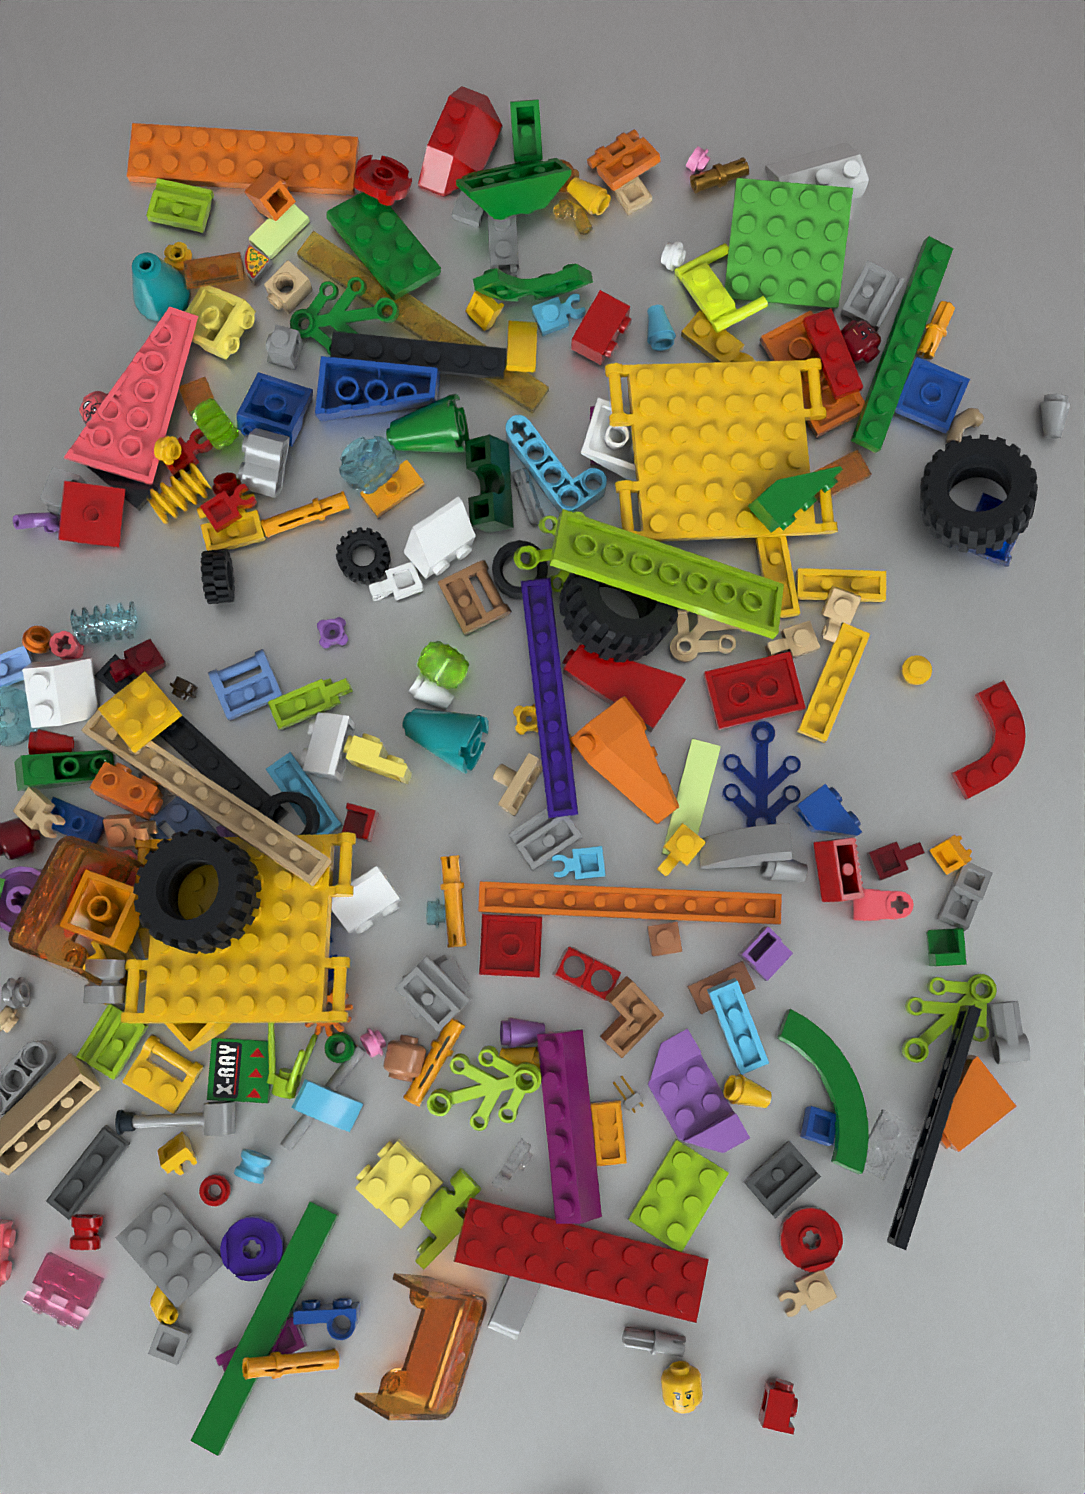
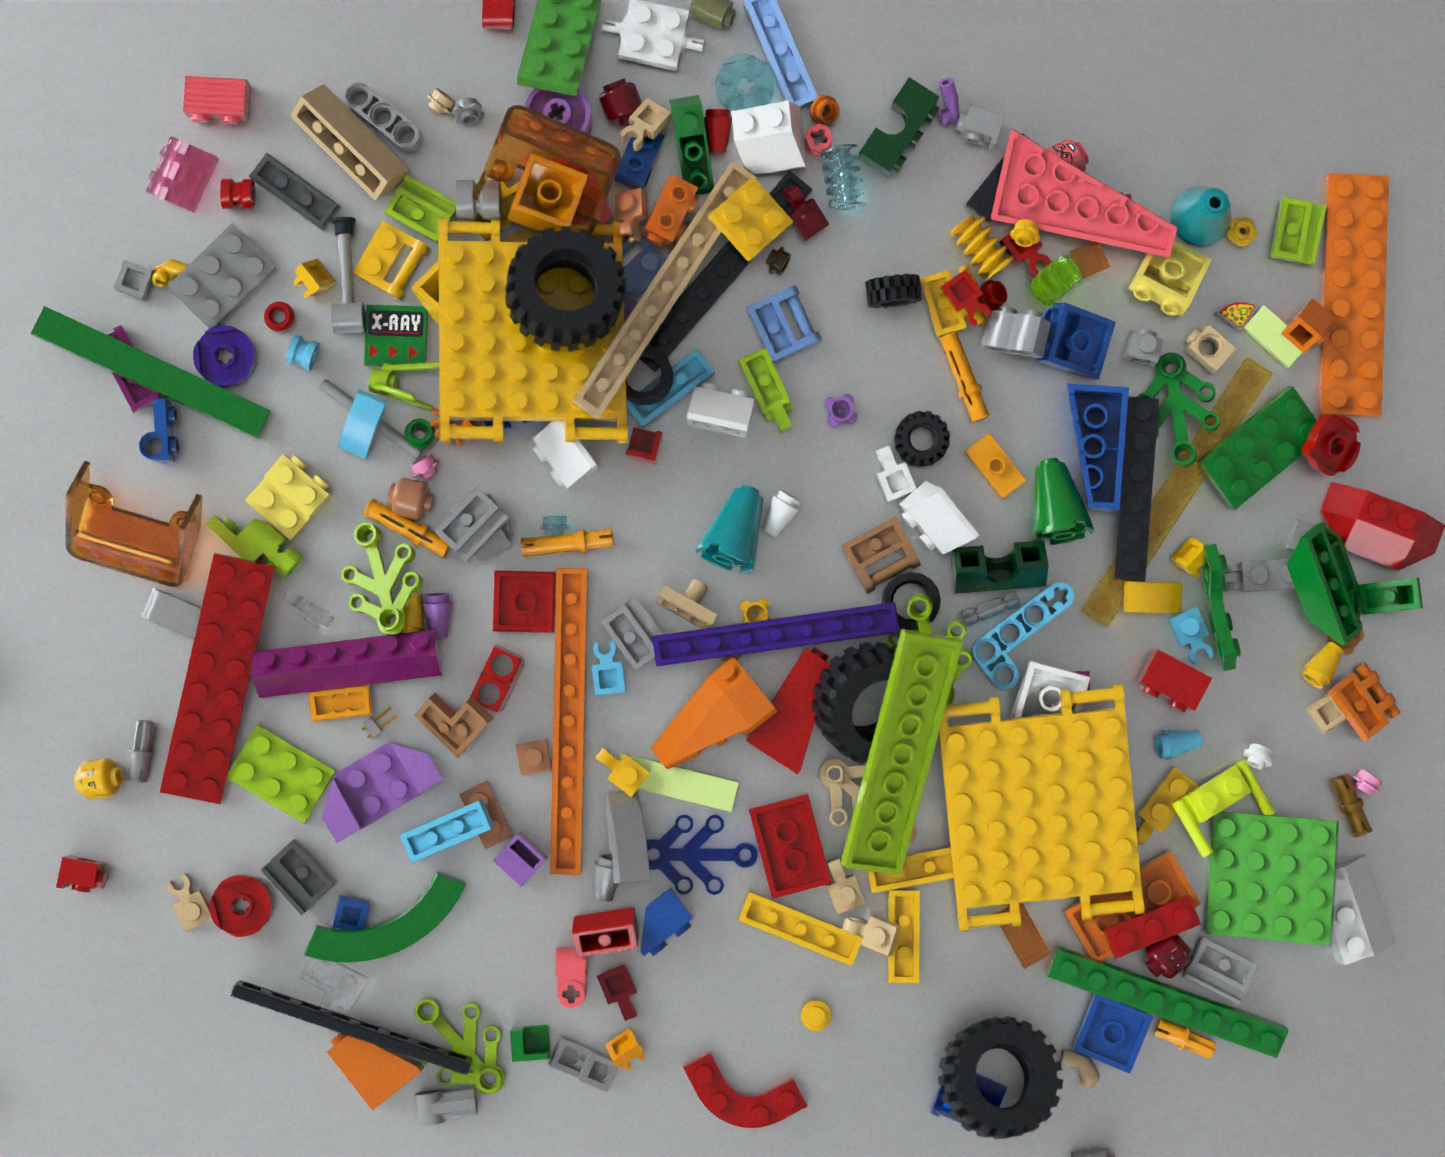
camera: 85 degrees right, 5 degrees up
(39, 554) = (886, 151): none -> dark green arch
(91, 514) = (956, 158): red plate -> none
(214, 270) = (1224, 270): clear orange slope -> none
(282, 1364) = (115, 390): light orange pin -> none
(371, 755) = (710, 454): light yellow plate -> none
(375, 475) = (1008, 451): clear light blue plate -> none
(443, 664) = (807, 524): clear neon green gear -> none
(575, 212) = (1304, 651): clear yellow arm -> none
(745, 1092) = (382, 840): yellow cone -> none
(788, 495) = (987, 874): green slope -> none

